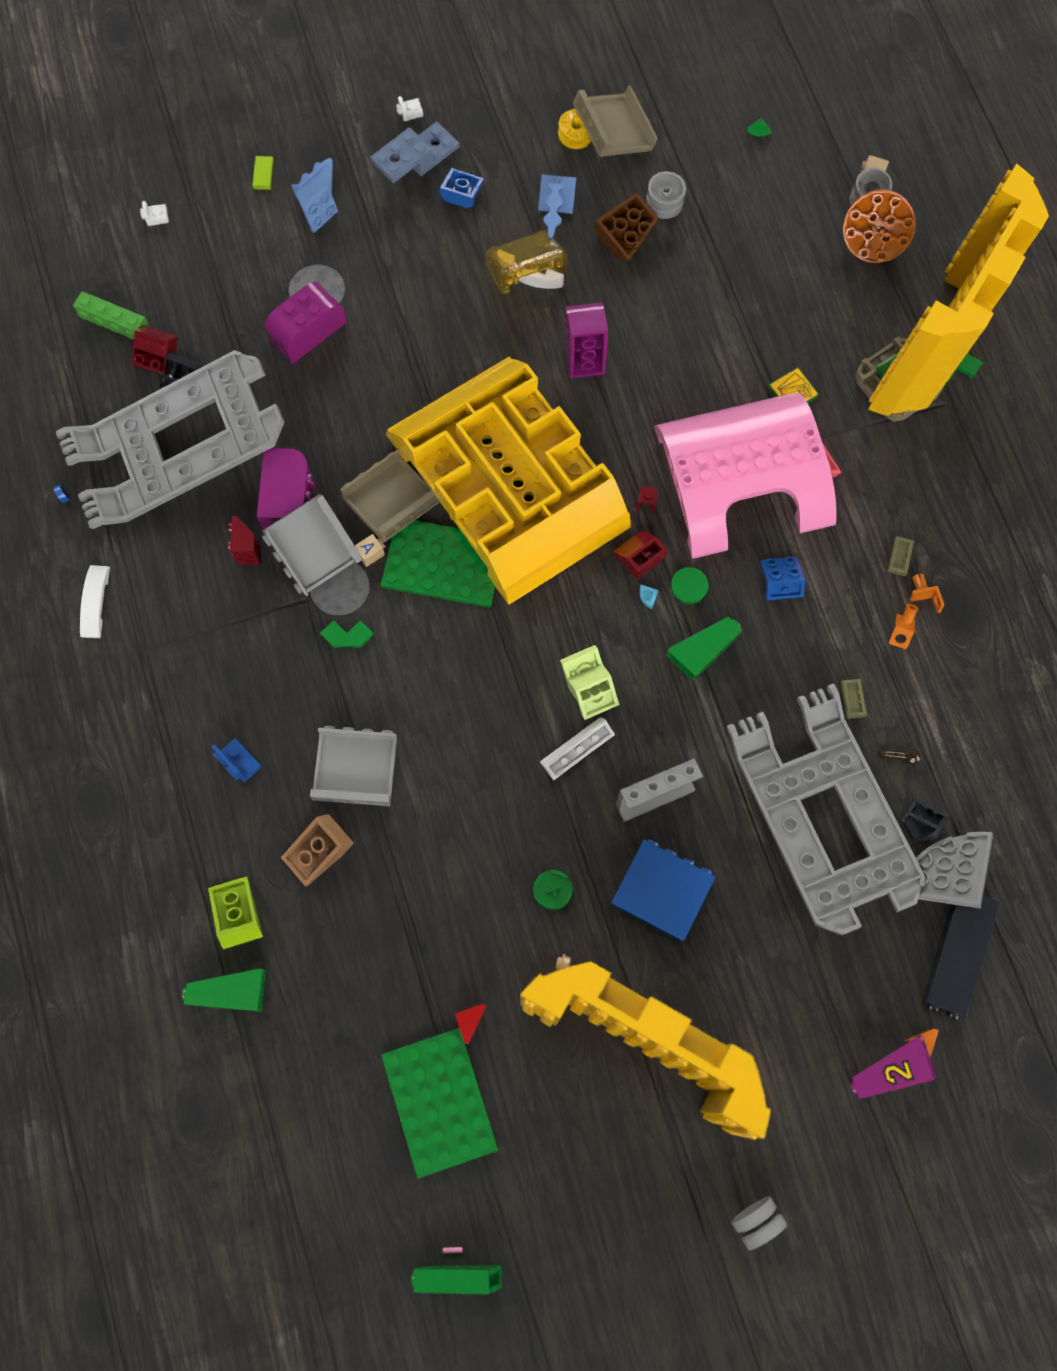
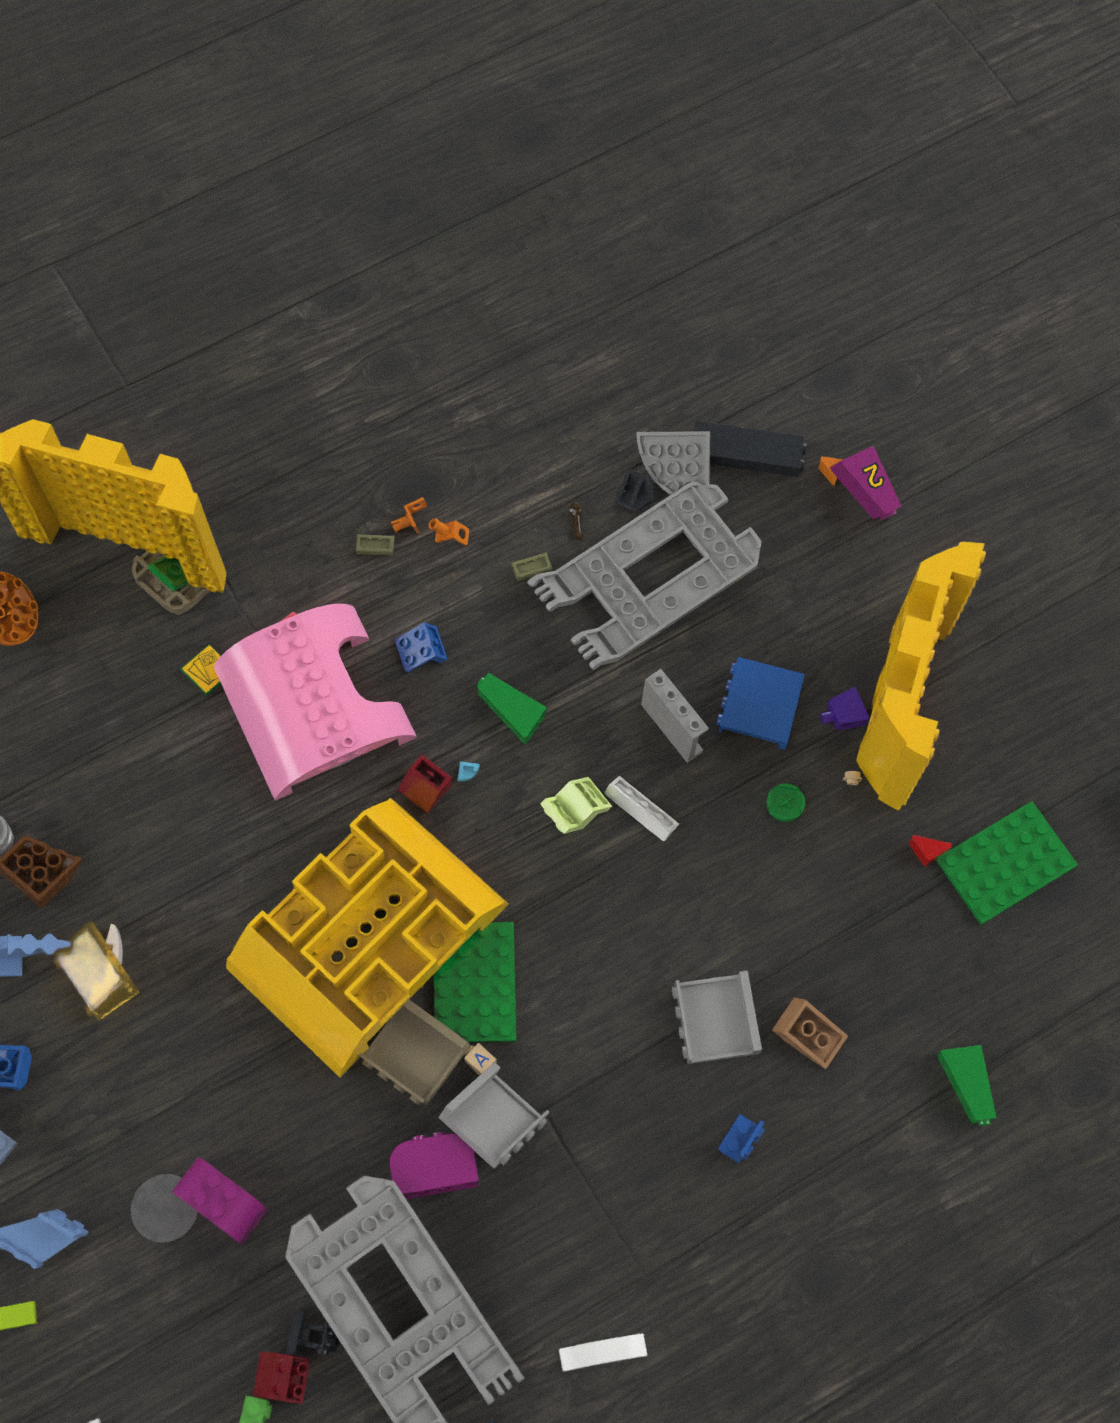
camera: 105 degrees left, 5 degrees down
(234, 913) = (892, 1097): lime slope -> none
(243, 544) = (505, 1194): dark red slope -> none
(343, 591) = (531, 1079): flat silver sticker -> none
(354, 638) = (579, 1053): green tile -> none
(585, 339) = (193, 878): magenta brick -> none
(638, 974) = (846, 711): none -> dark purple torso
(648, 496) = (362, 789): dark red window -> none
(689, 585) = (447, 733): green tile -> none
(759, 1223) = (1023, 573): light grey wheel -> none

